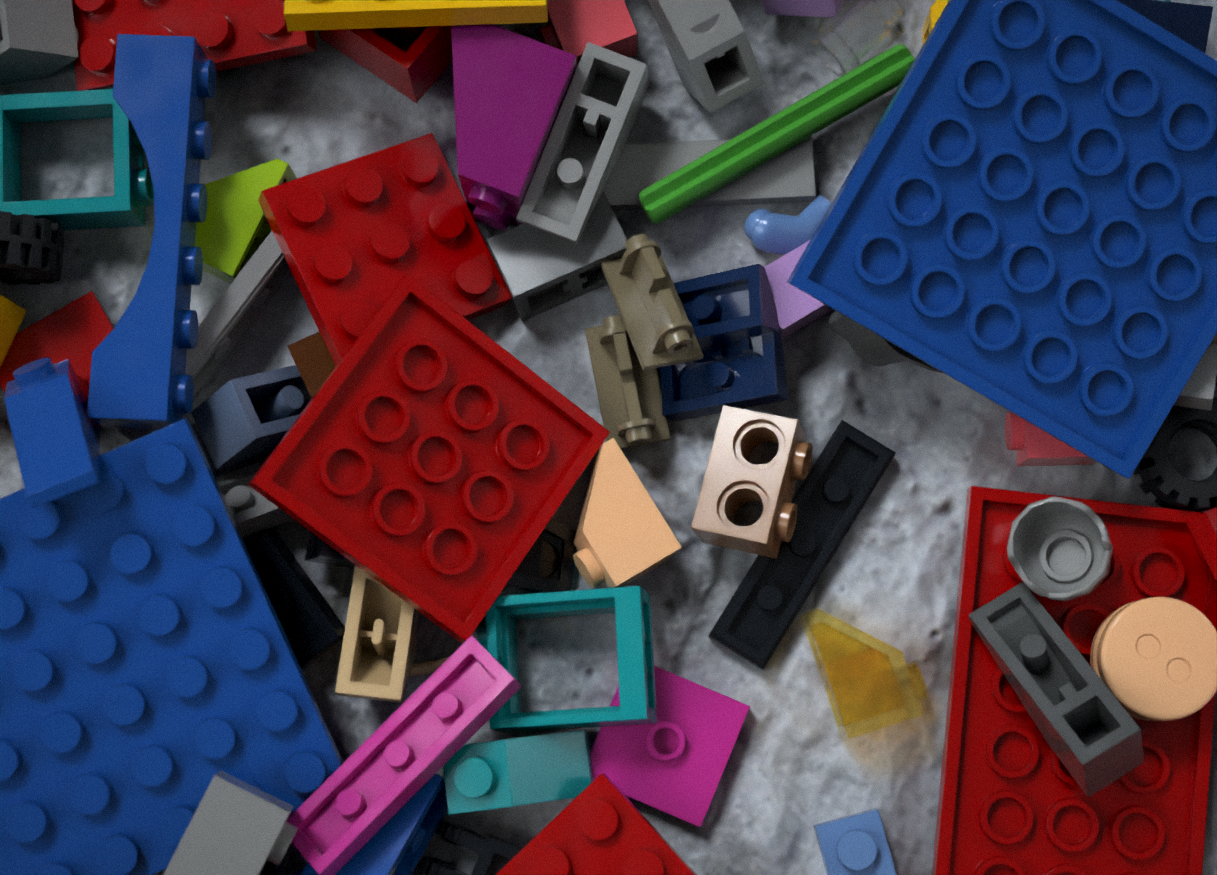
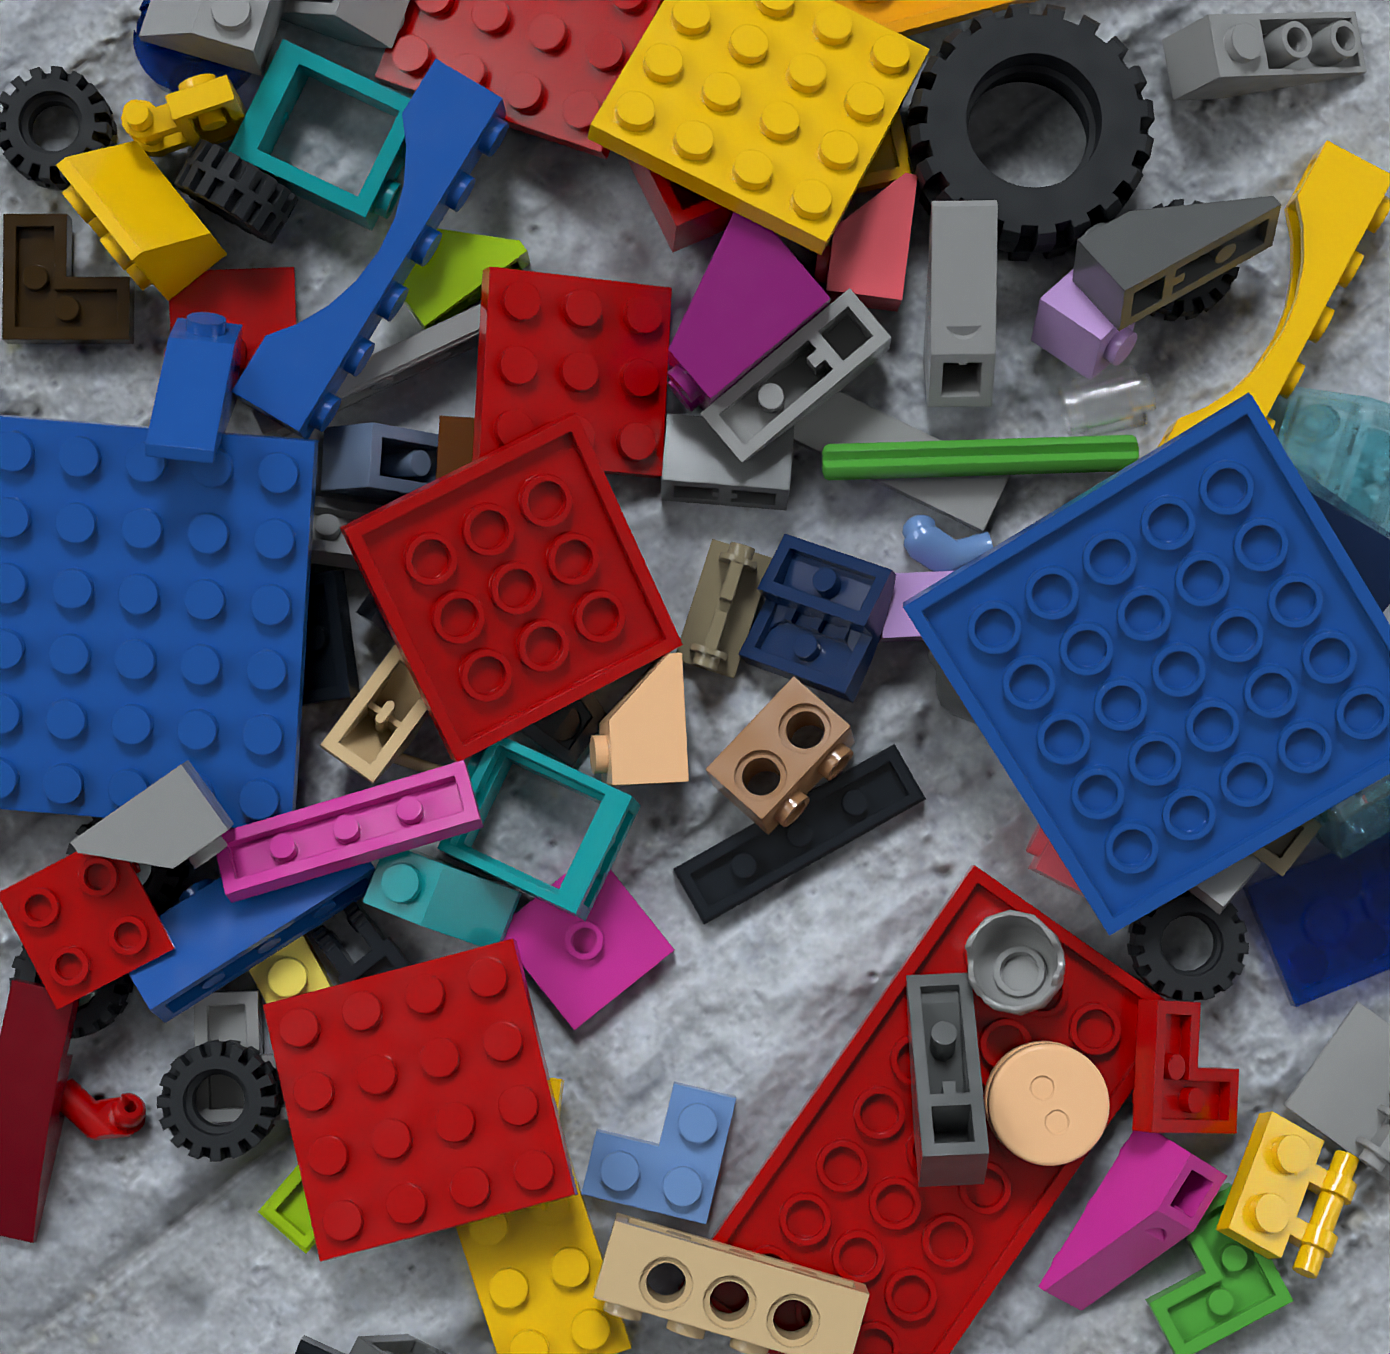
camera: 20 degrees right, 5 degrees up
(651, 306) = (778, 554): dark tan hinge -> none
(862, 676) = (786, 979): clear yellow slope -> none

